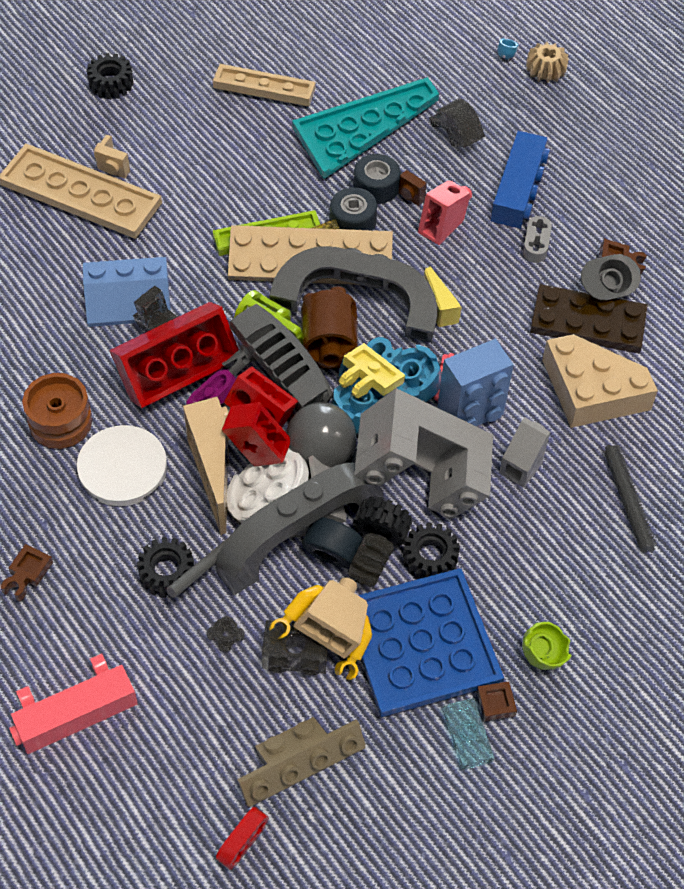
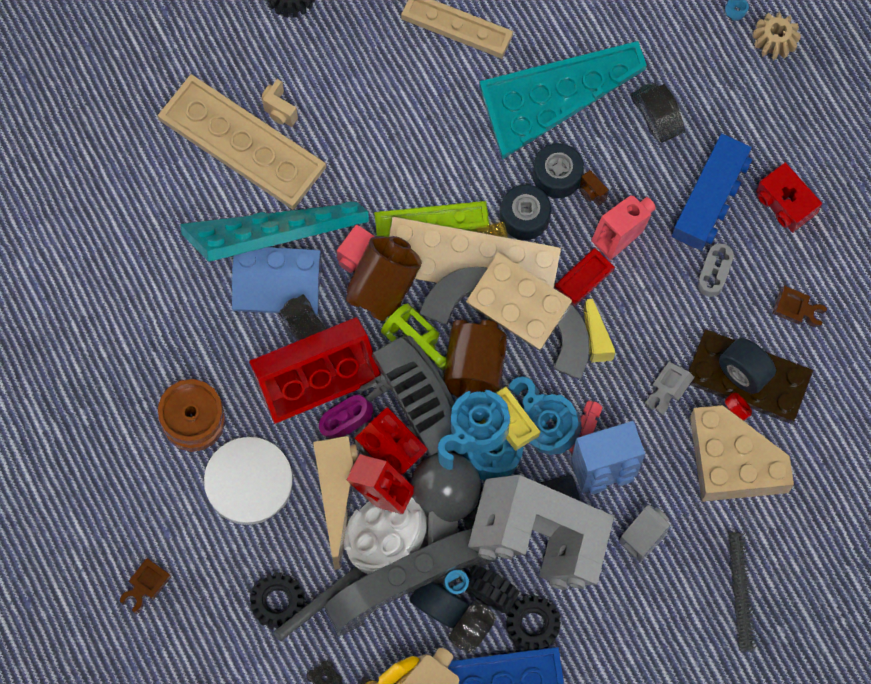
camera: 10 degrees right, 15 degrees up
(116, 246) = (248, 233): none -> teal wing
(202, 259) = (353, 248): none -> coral brick
(230, 265) = (383, 276): none -> reddish brown cylinder
(341, 369) = (469, 435): none -> dark azure piece
(343, 508) = (459, 588): none -> dark azure hinge
(363, 265) = (519, 301): none -> tan brick
(422, 254) = (584, 276): none -> red tile
(518, 330) = (669, 384): none -> light grey plate
(585, 334) = (738, 406): none -> red tile
(588, 297) = (747, 365): none -> black wheel
(589, 175) = (786, 184): none -> red brick
(610, 277) = (781, 336): dark grey piece -> none

